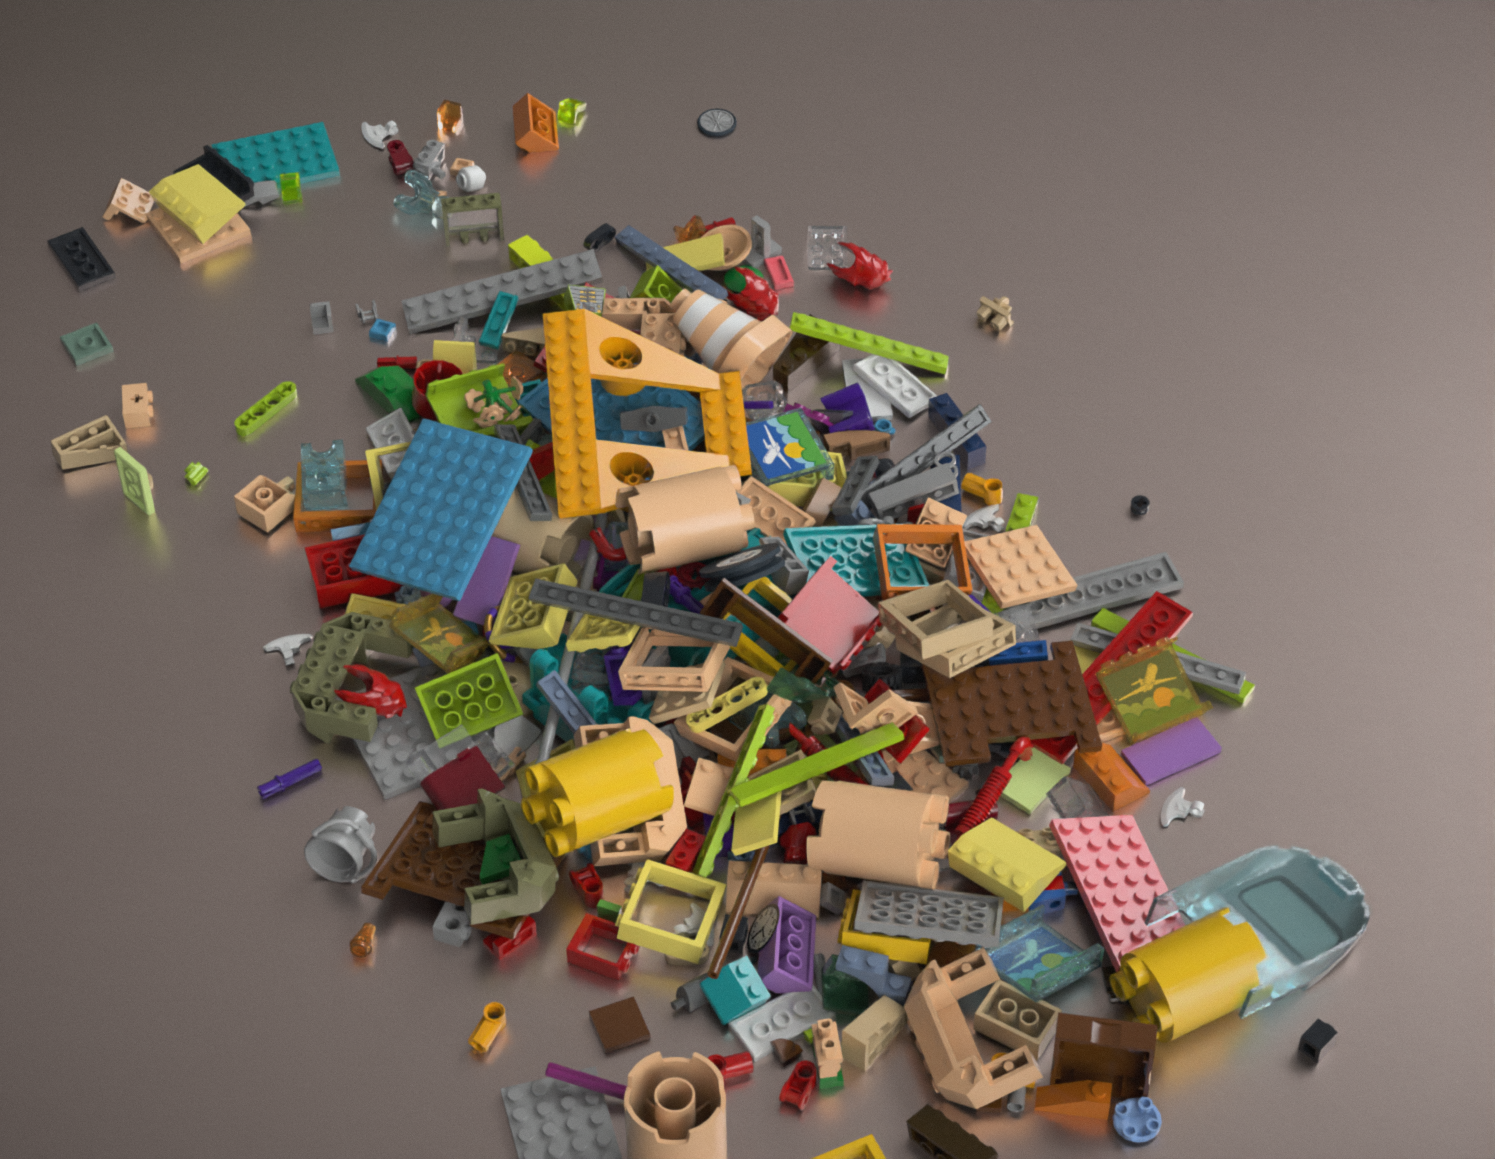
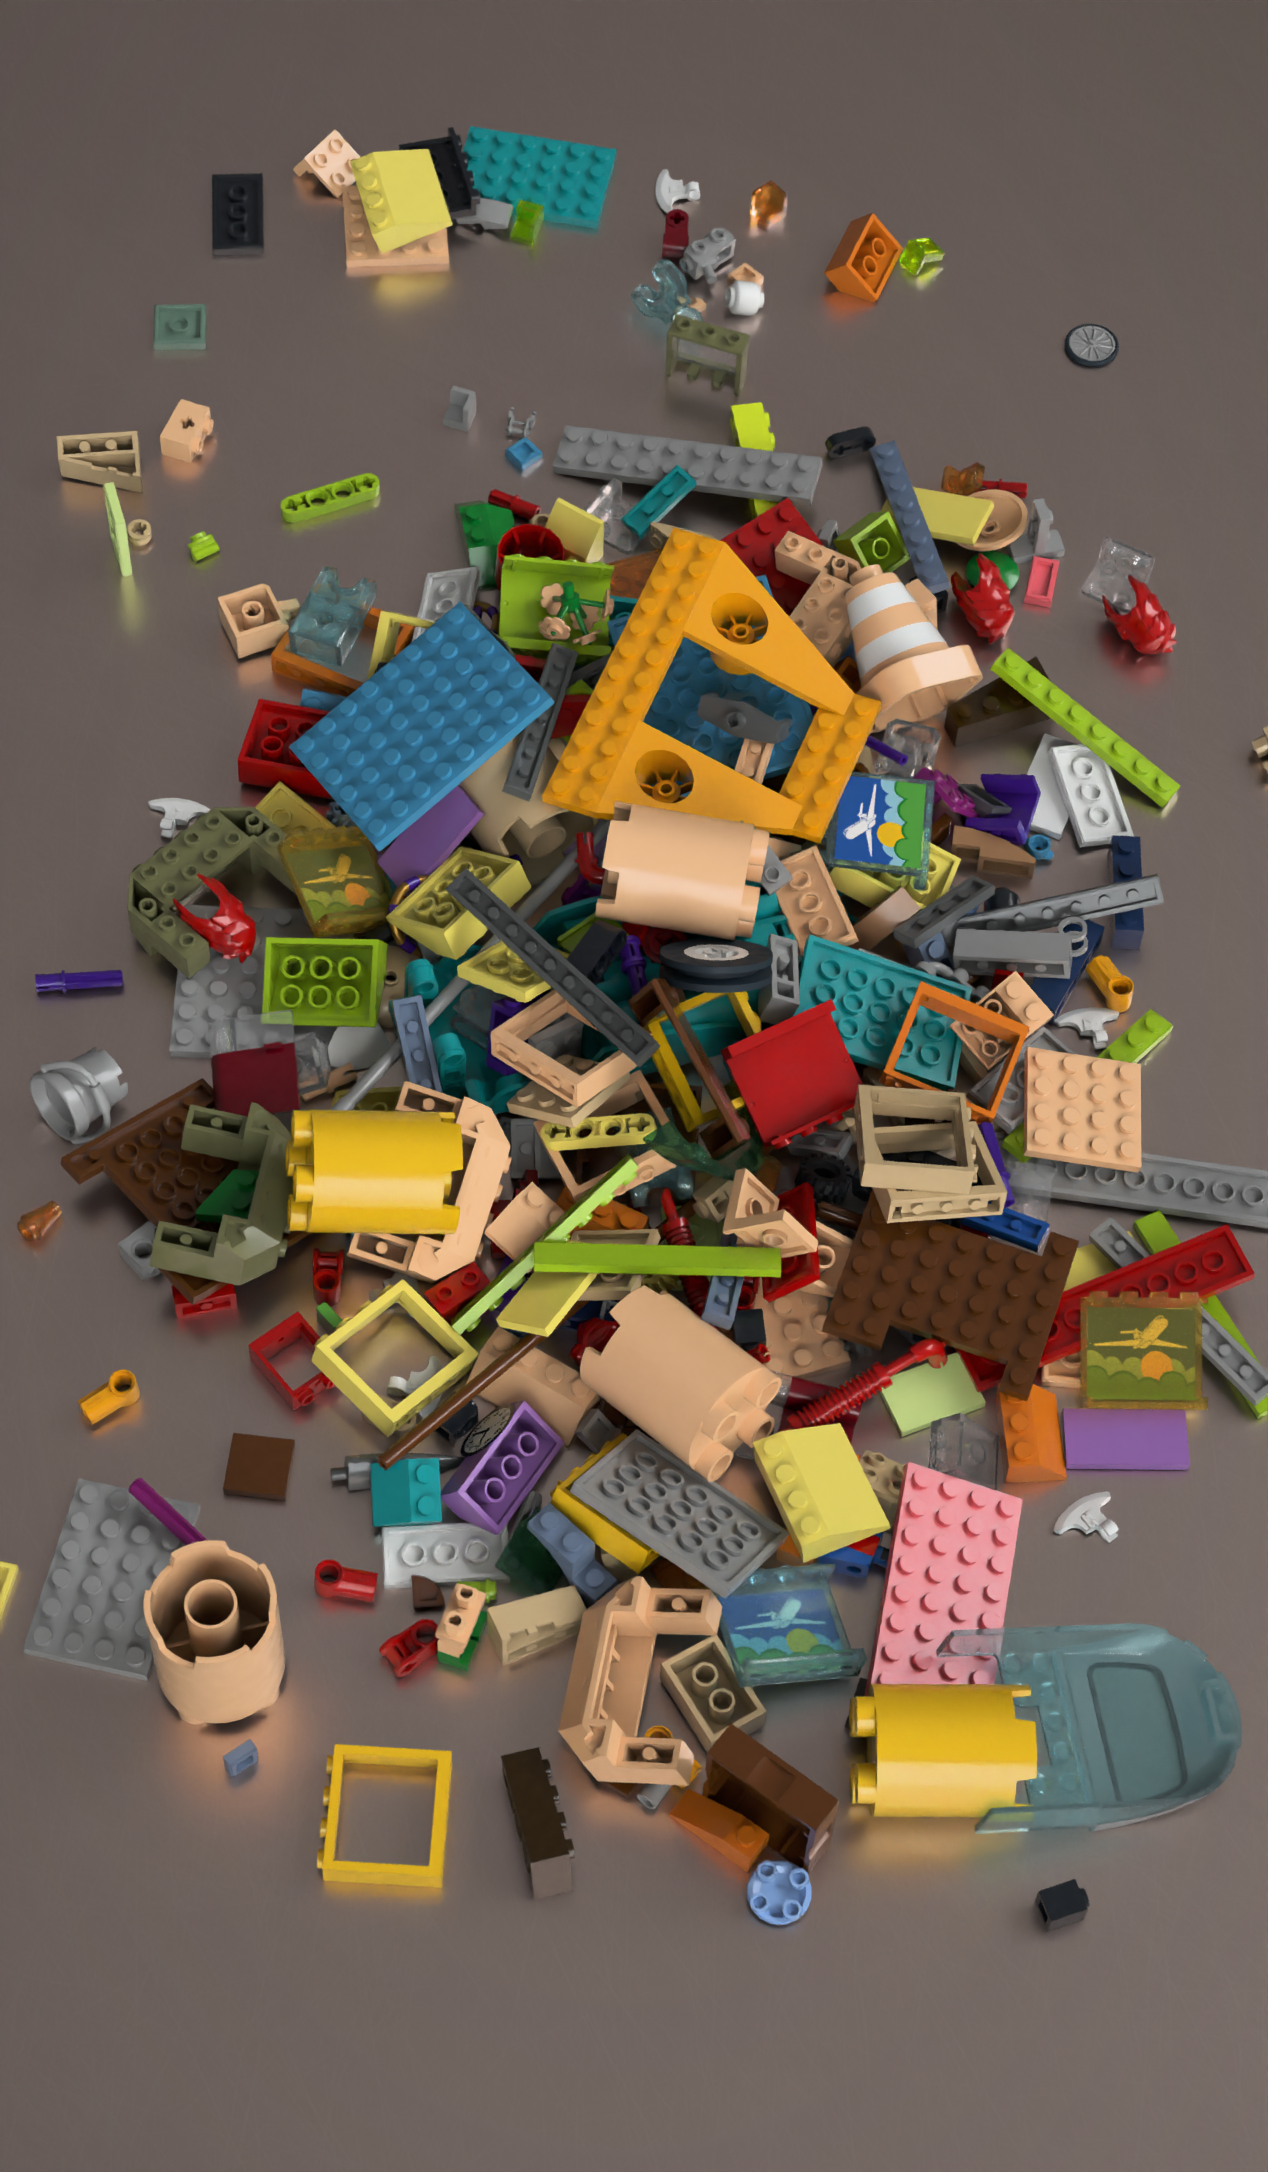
camera: 25 degrees right, 10 degrees up
(585, 298) = (762, 529): torso -> none

